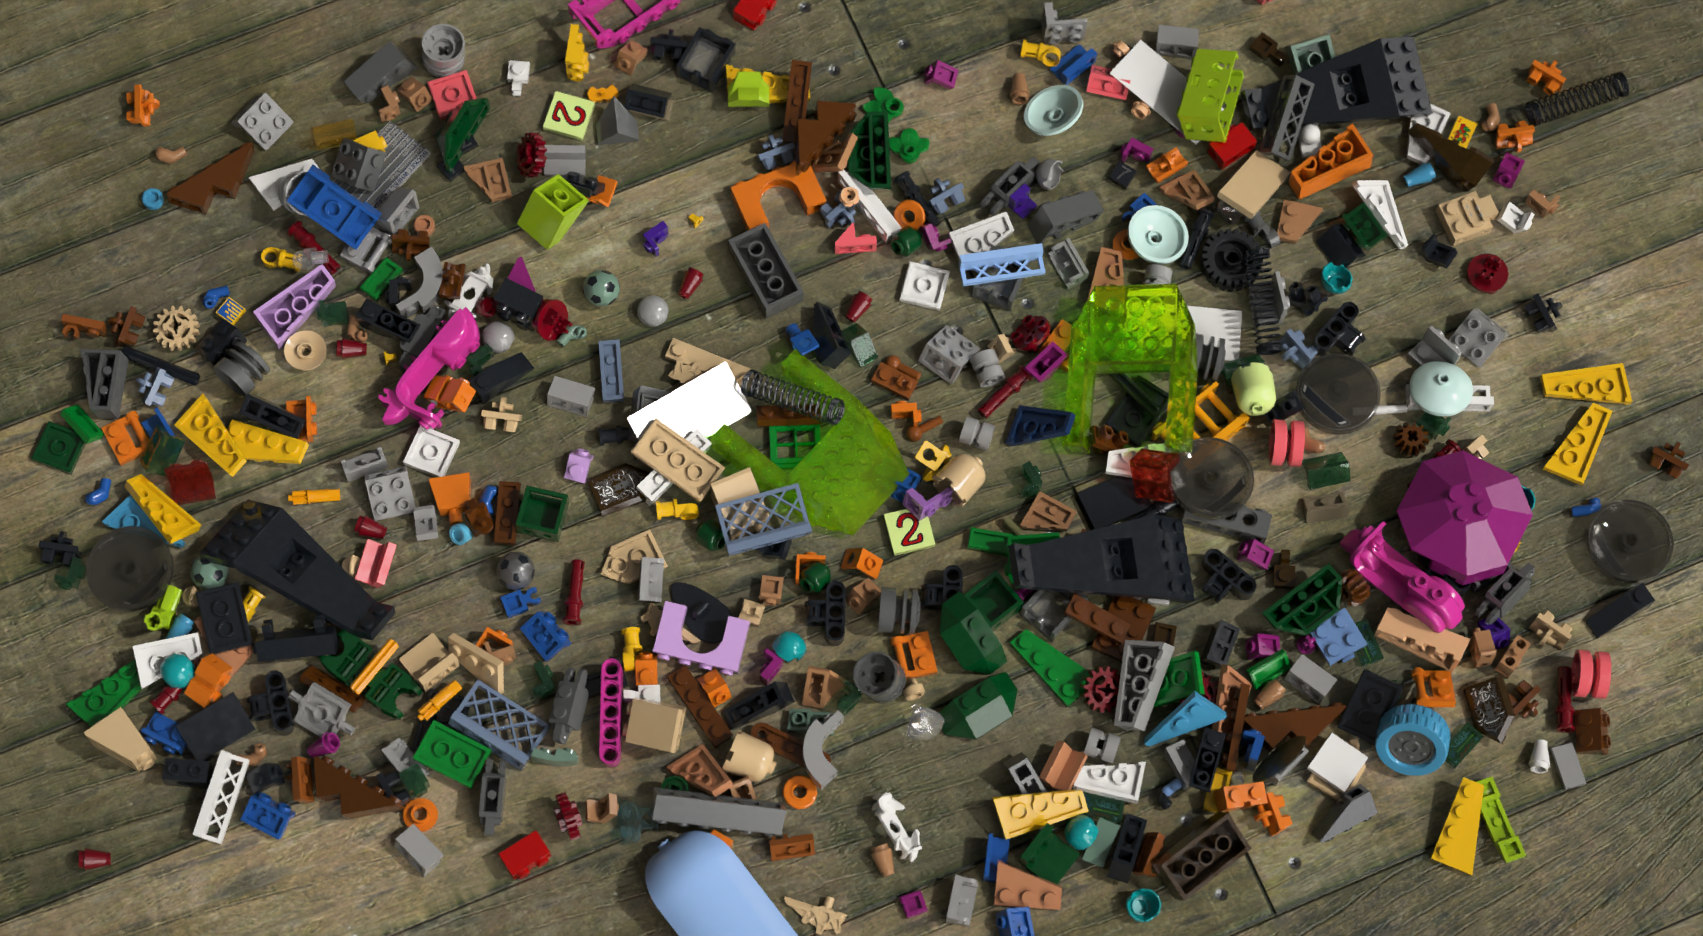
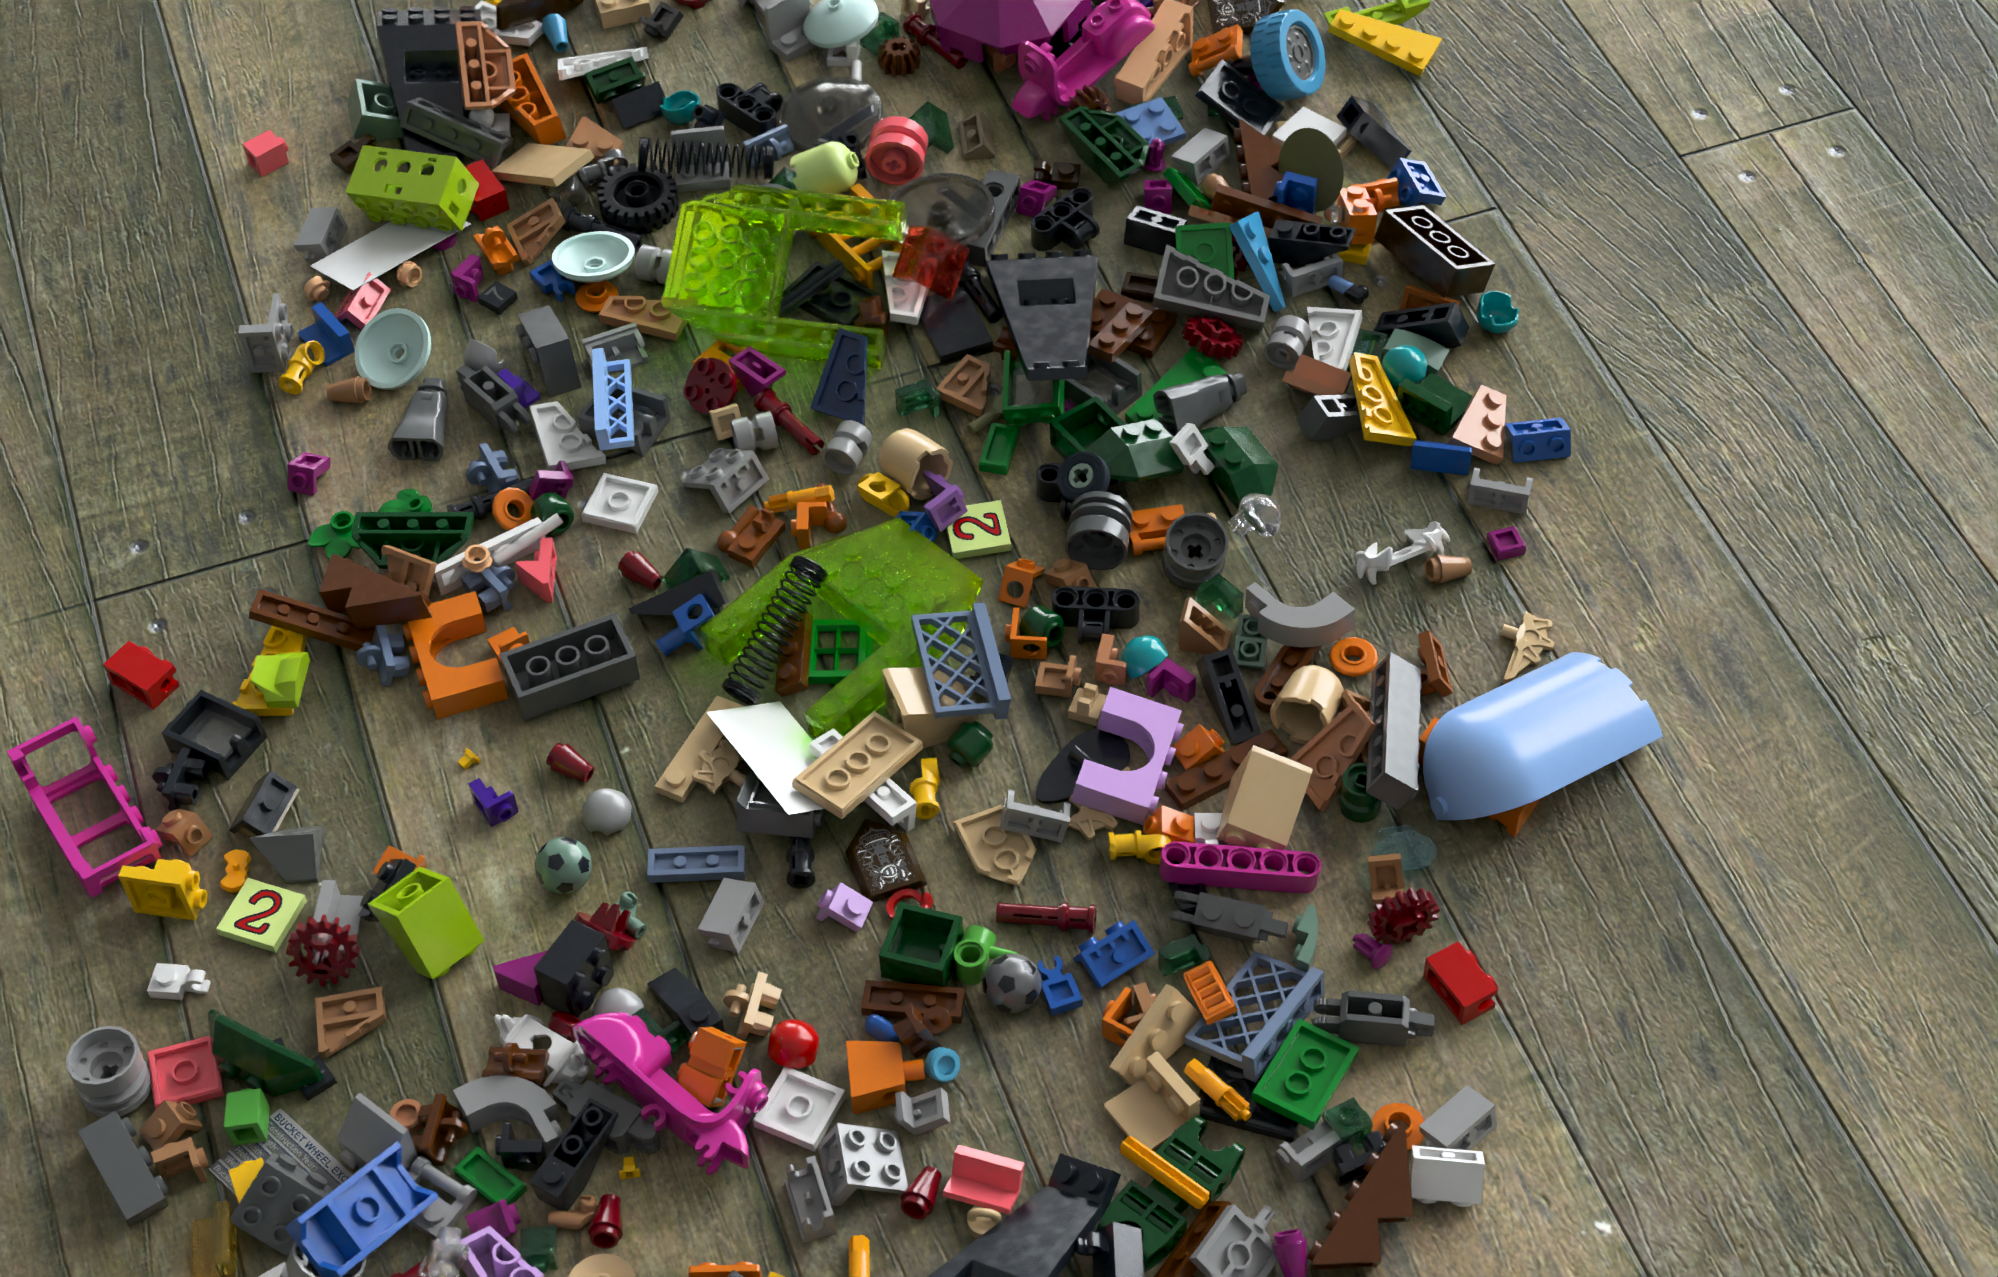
camera: 80 degrees left, 20 degrees down
(348, 284) = (498, 1216): none -> magenta bracket
(378, 839) = (1446, 1175): none -> white brick
(419, 134) = (246, 1116): none -> bright green brick
(474, 443) = (793, 1044): none -> red hair
(520, 687) = (1208, 990): none -> orange slope
(547, 552) = (977, 946): none -> bright green piece
(550, 800) = (1373, 950): none -> magenta piece
(586, 516) = (924, 900): none -> red piece
(787, 231) = (507, 641): none -> orange bracket
(789, 621) = (1107, 666): none -> nougat bracket
(874, 227) = (527, 539): none -> white piece
(927, 406) = (789, 500): none -> light orange piece
(935, 603) = (1082, 462): none -> black bush
(975, 670) = (1189, 448): none -> white plate
(988, 143) = (422, 424): none -> dark grey piece
(1030, 675) = (1198, 400): none -> dark grey piece
(1289, 848) = (1416, 183): none -> blue bracket
(1339, 124) = (483, 66): none -> nougat wedge

